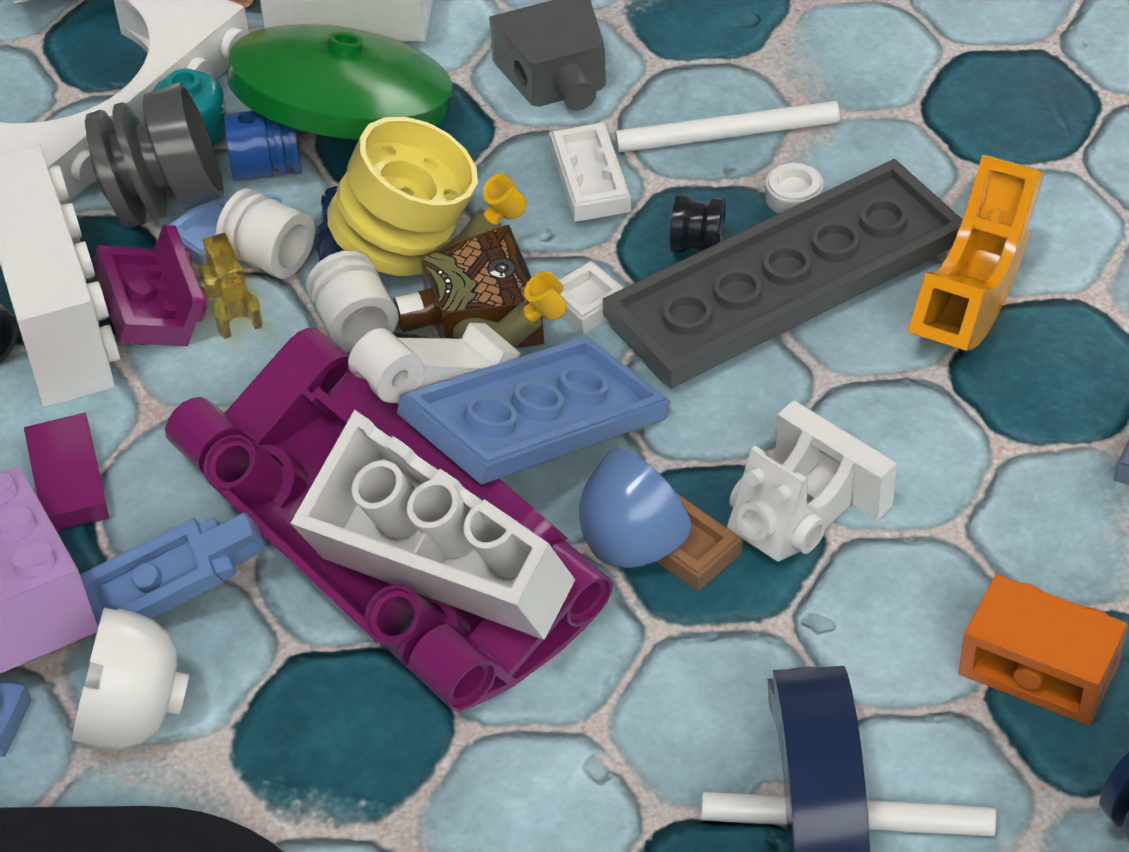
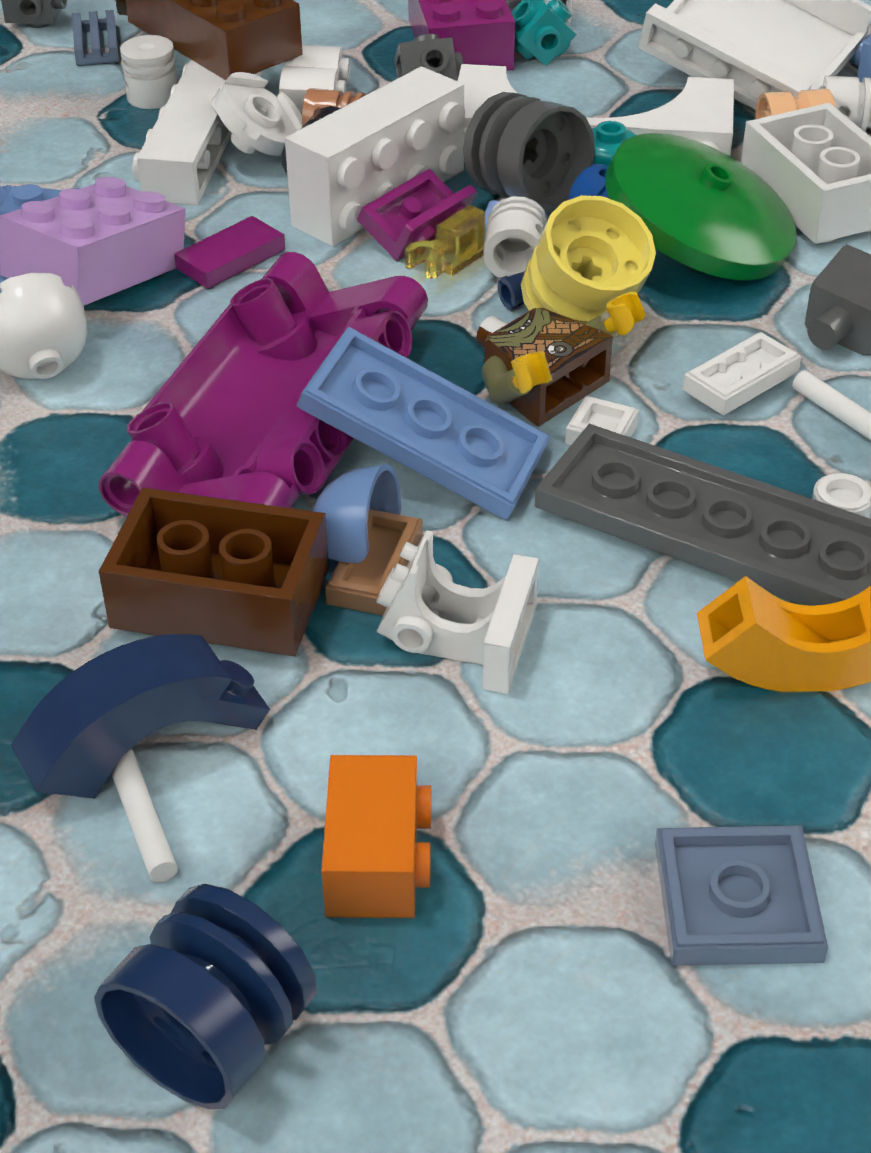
camera: 60 degrees right, 5 degrees down
(173, 566) = (148, 316): medium blue hinge -> none
(350, 298) = (478, 294): white piece -> none
(408, 364) = (405, 332): white leg -> none
(421, 529) = (230, 397): white wedge -> none
(650, 642) = (216, 570): none -> reddish brown brick
(696, 223) = (728, 444): black wheel -> none

